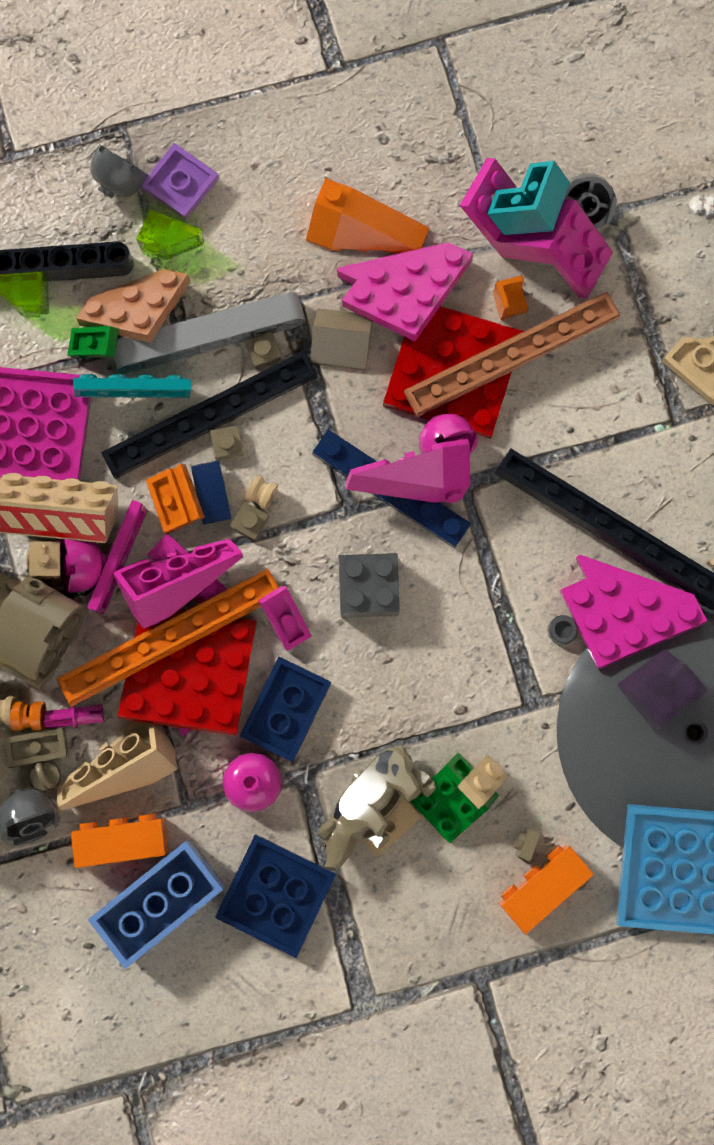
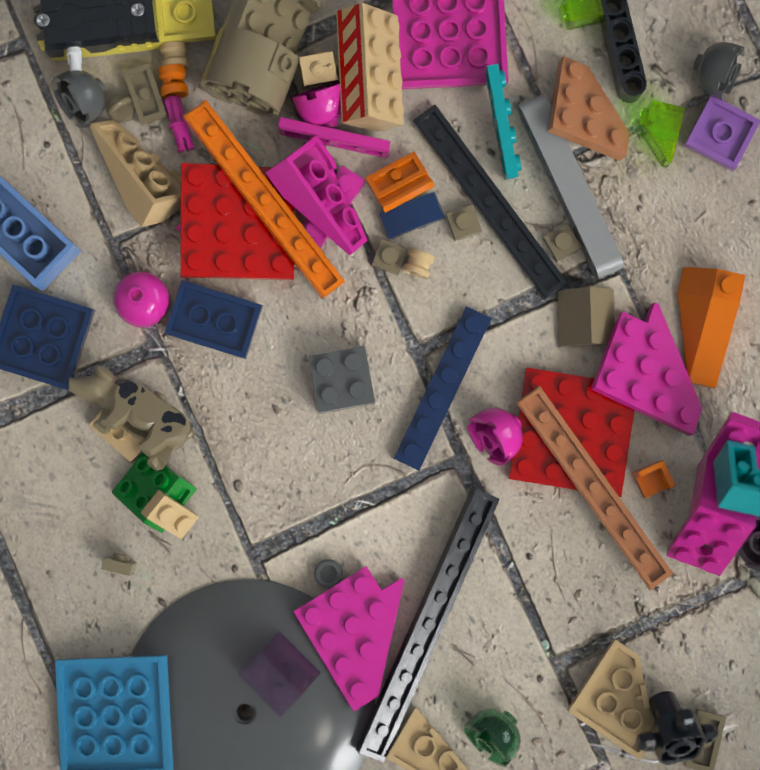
camera: 80 degrees right, 5 degrees up
(93, 342) = (541, 77): green plate -> none
(119, 841) = (70, 186): orange brick -> none
(285, 618) = (298, 305): dark pink plate -> none
(425, 477) = (455, 428): dark pink wedge -> none
(545, 888) = (80, 586): orange brick -> none

